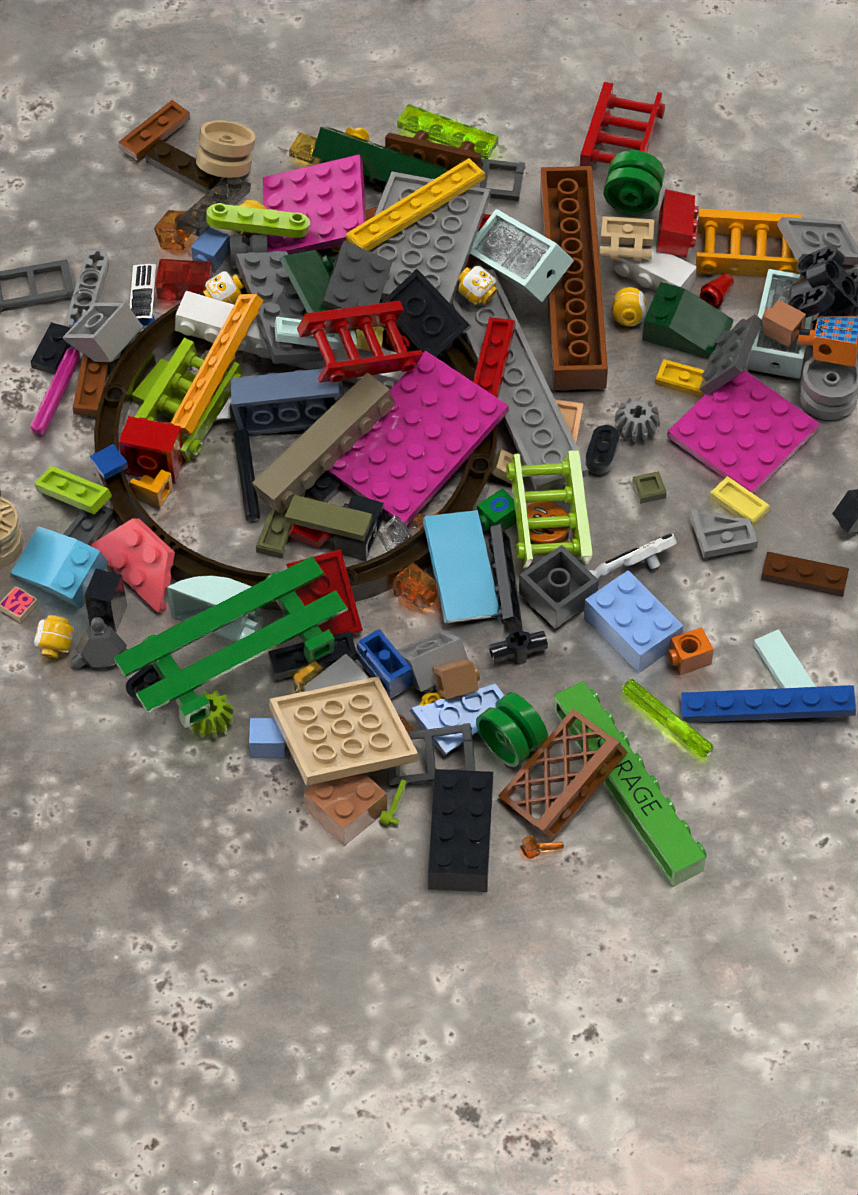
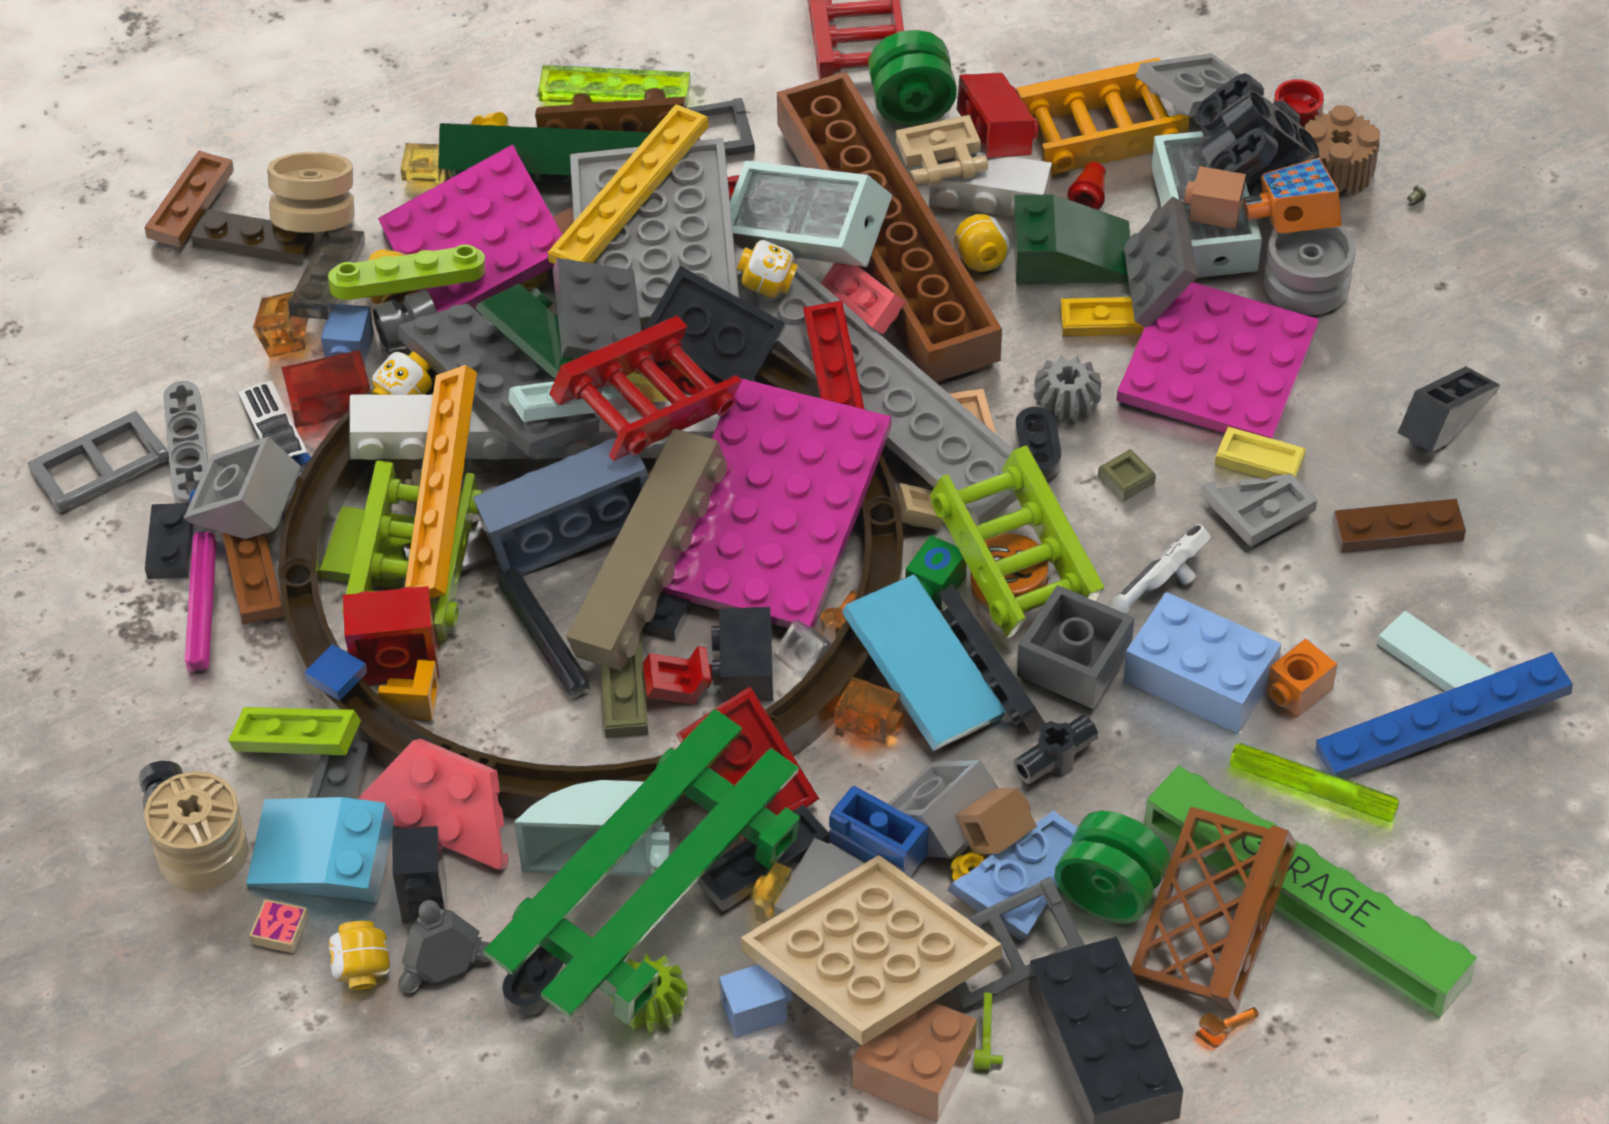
camera: 20 degrees left, 5 degrees down
(329, 518) = (702, 651): olive tile -> none
(534, 320) = (864, 295): none -> coral plate

